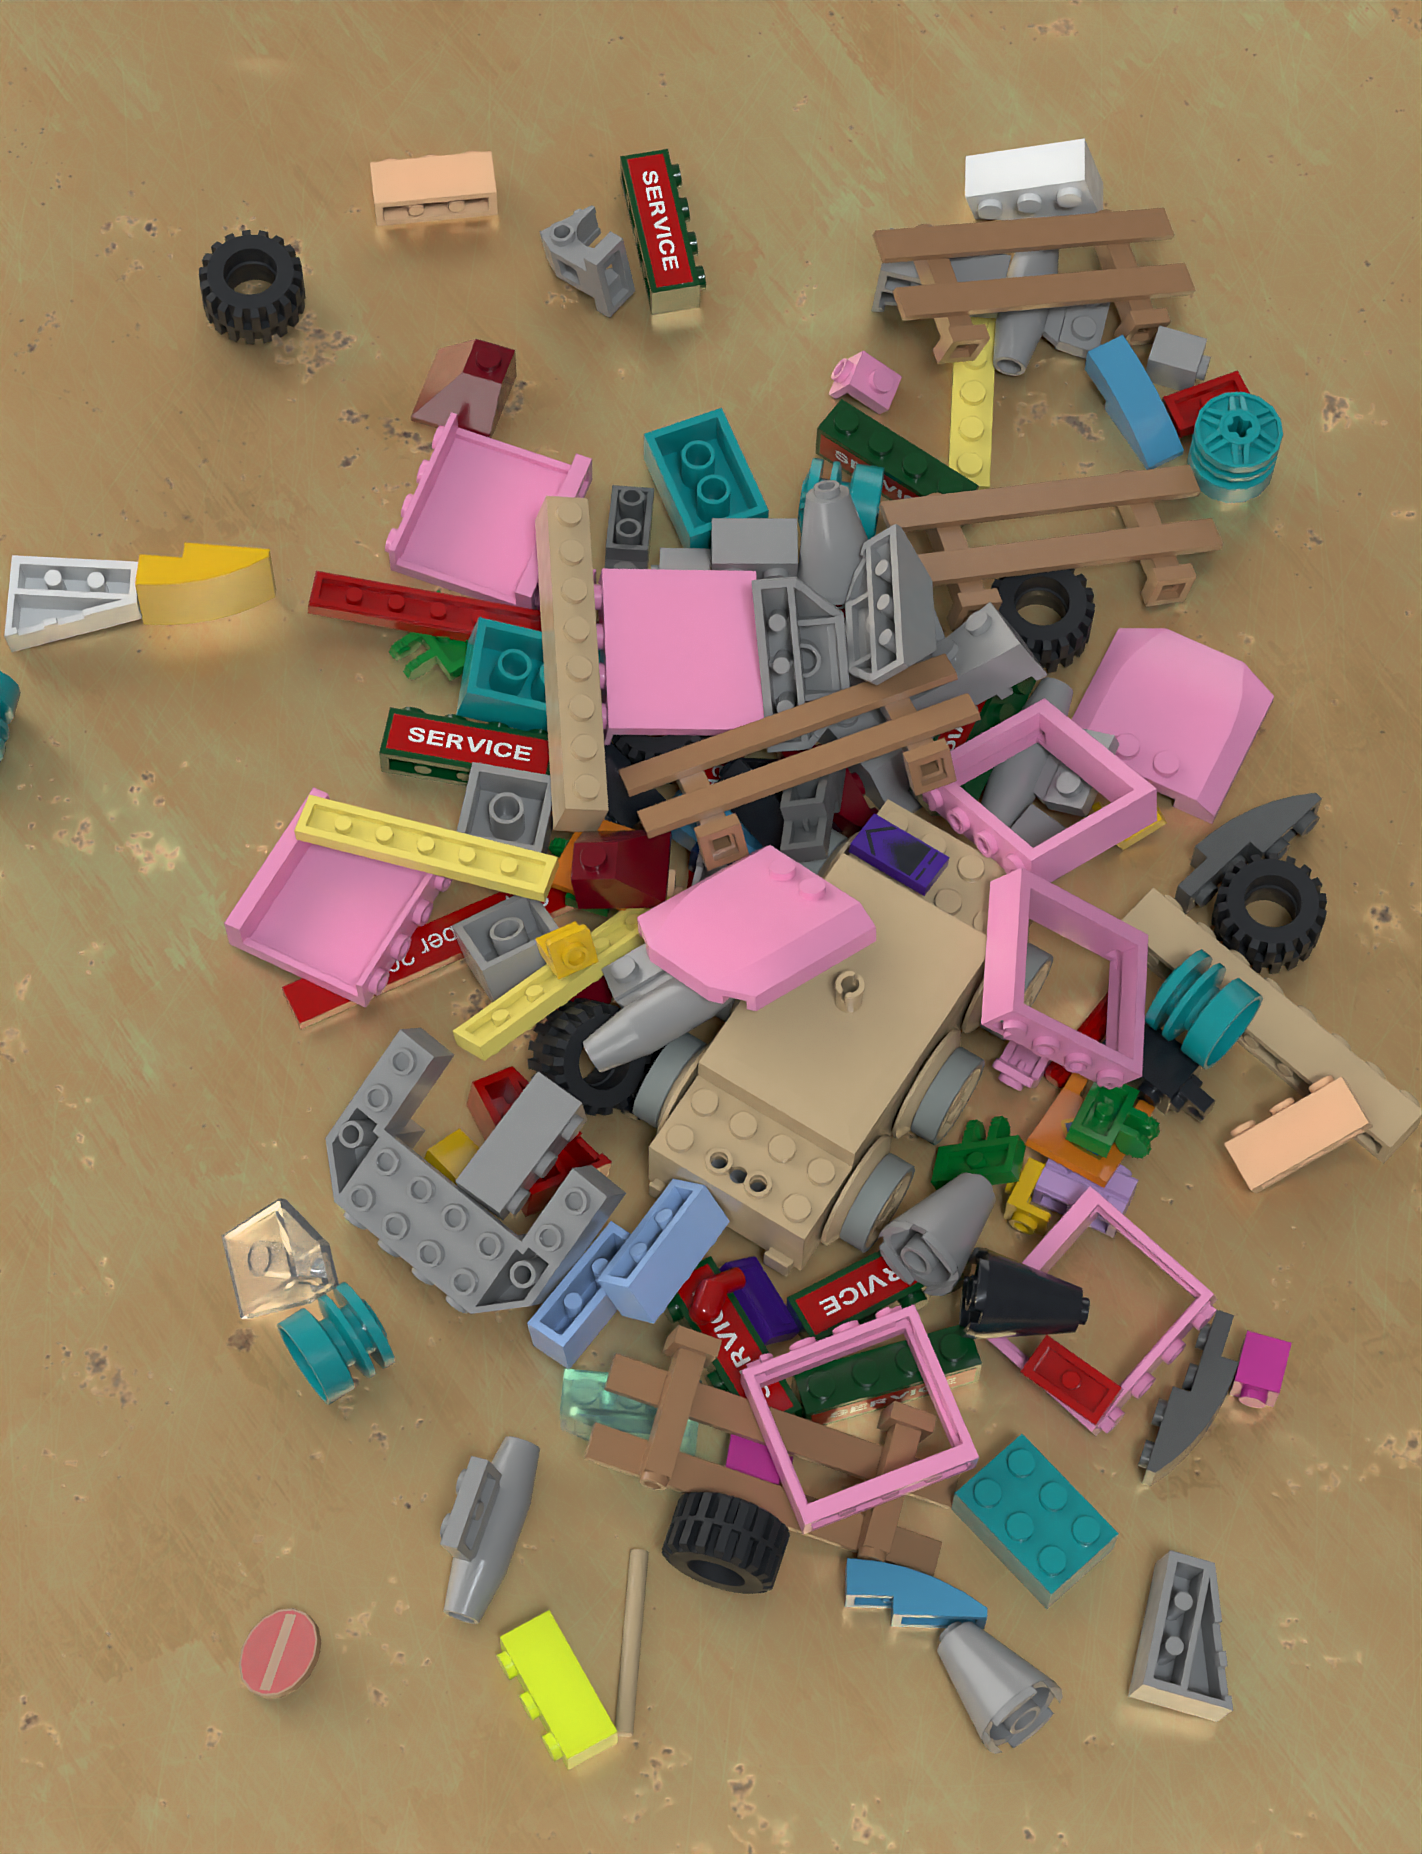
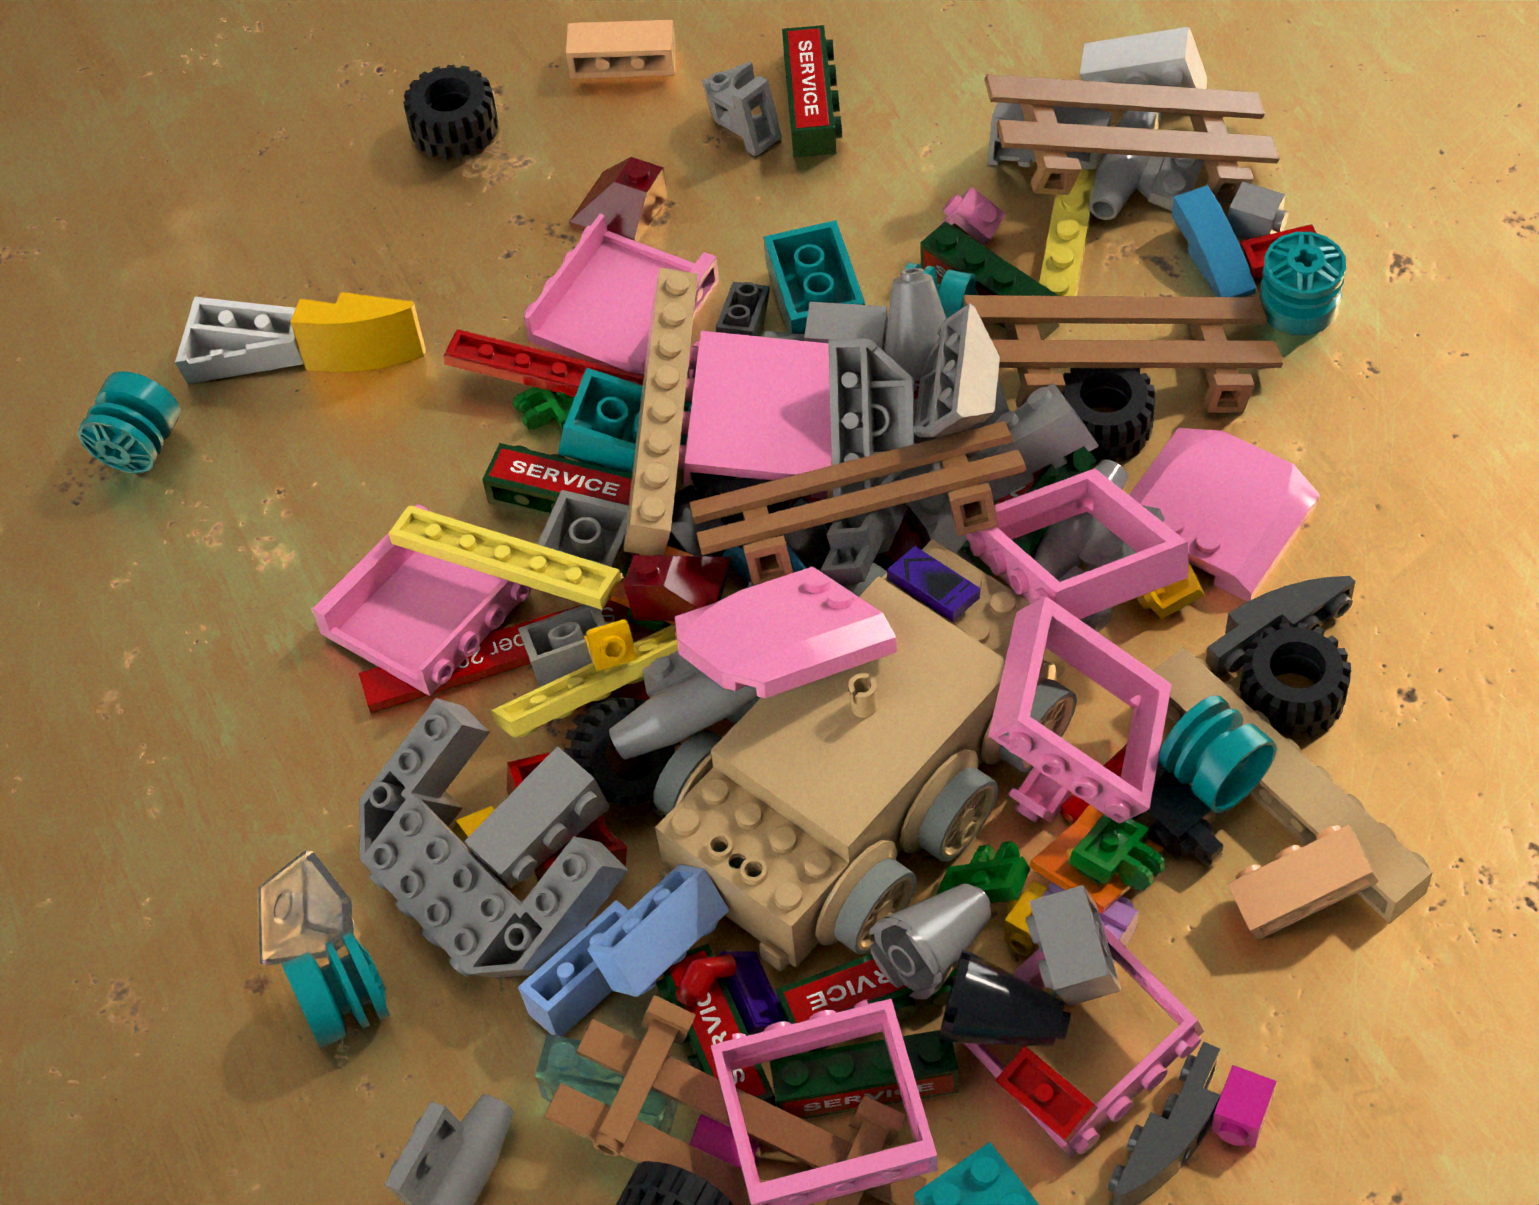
camera: 15 degrees right, 10 degrees down
(1088, 1234) = (1074, 946): none -> light grey brick

